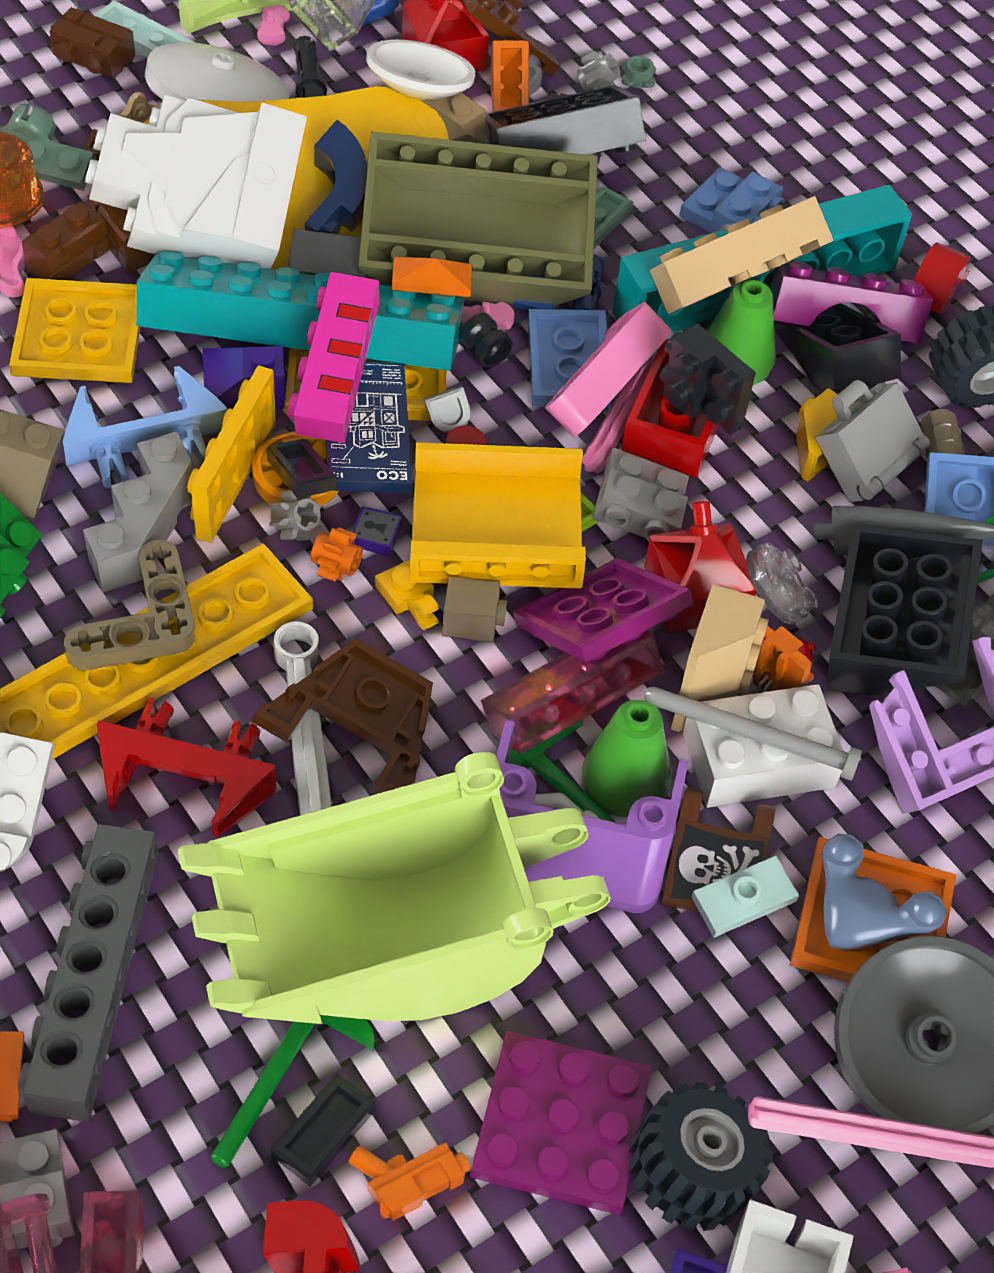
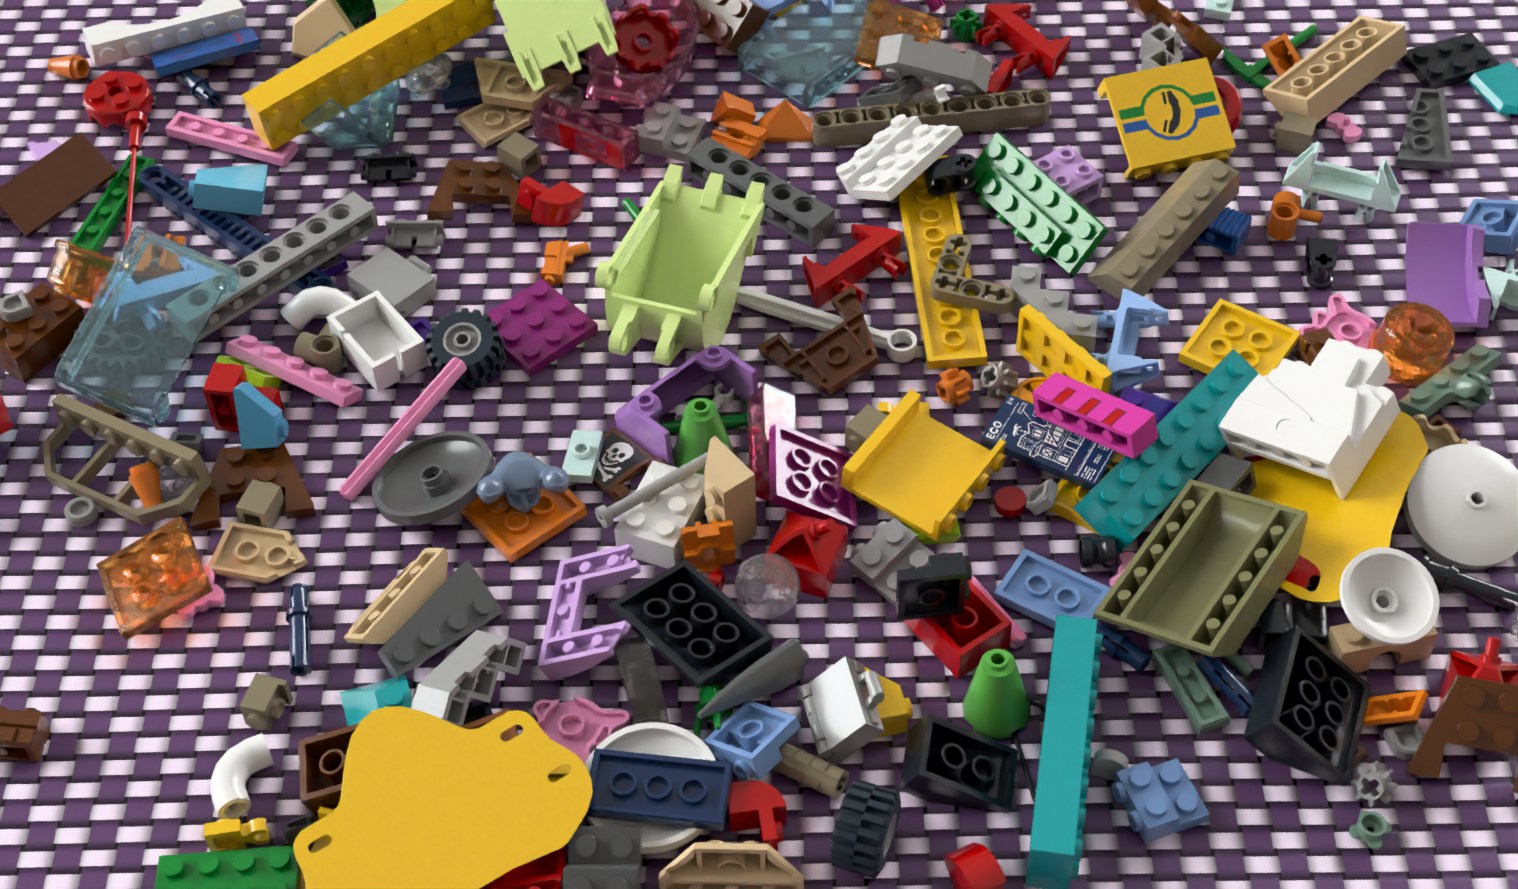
camera: 130 degrees right, 5 degrees down
(301, 468) = (1018, 379): black tile -> none
(323, 1129) = (606, 237): black tile -> none
(345, 164) = (1322, 510): dark blue arch -> none
(377, 530) = (967, 422): tile -> none
(432, 276) = (1150, 510): orange slope -> none
(609, 368) = (1012, 588): bright pink beam -> none
(740, 254) = (1037, 674): tan wedge -> none
(804, 293) = (974, 799): magenta arch -> none

